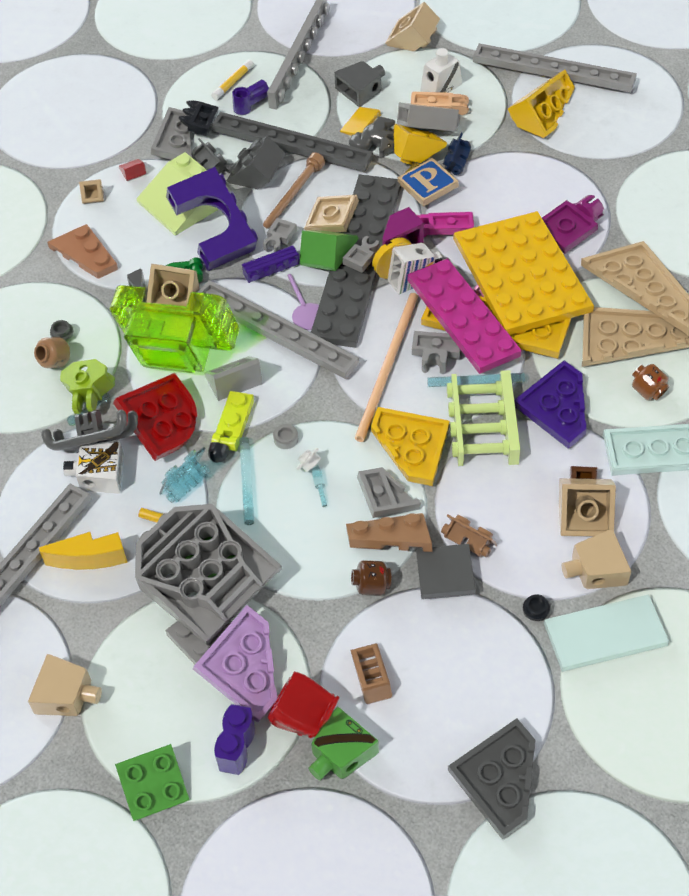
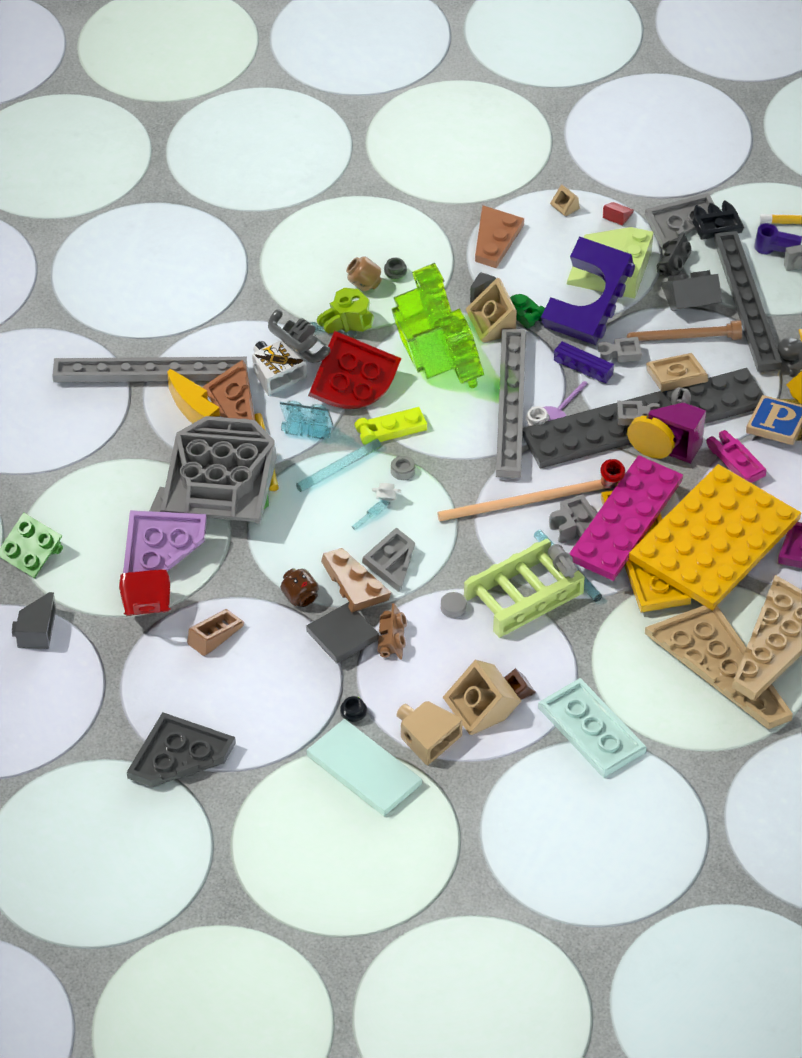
camera: 55 degrees right, 5 degrees down
(62, 688) = (66, 452): tan torso -> none
(107, 516) = (232, 393): none -> nougat wing
(218, 452) = (349, 432): black hinge -> none
(234, 739) = (94, 573): dark purple brick -> none
(235, 376) = (435, 401): light grey slope -> none
(260, 826) = (35, 623): none -> dark grey slope
(303, 317) = (537, 416): none -> white plate
(325, 248) = (629, 383): bright green slope -> none
(341, 746) = (134, 640): bright green torso -> none
(361, 222) = (686, 396): none -> light grey hinge
(407, 260) = (658, 448): white torso -> none
(411, 442) = (458, 551): yellow plate -> none
(416, 298) = (611, 472): none -> red cone
(464, 476) = (453, 604): none -> light grey tile
(484, 376) = (562, 560): none -> light grey axle
(557, 404) = (583, 632): dark purple plate -> none
(650, 382) = (661, 687): dark orange head -> none

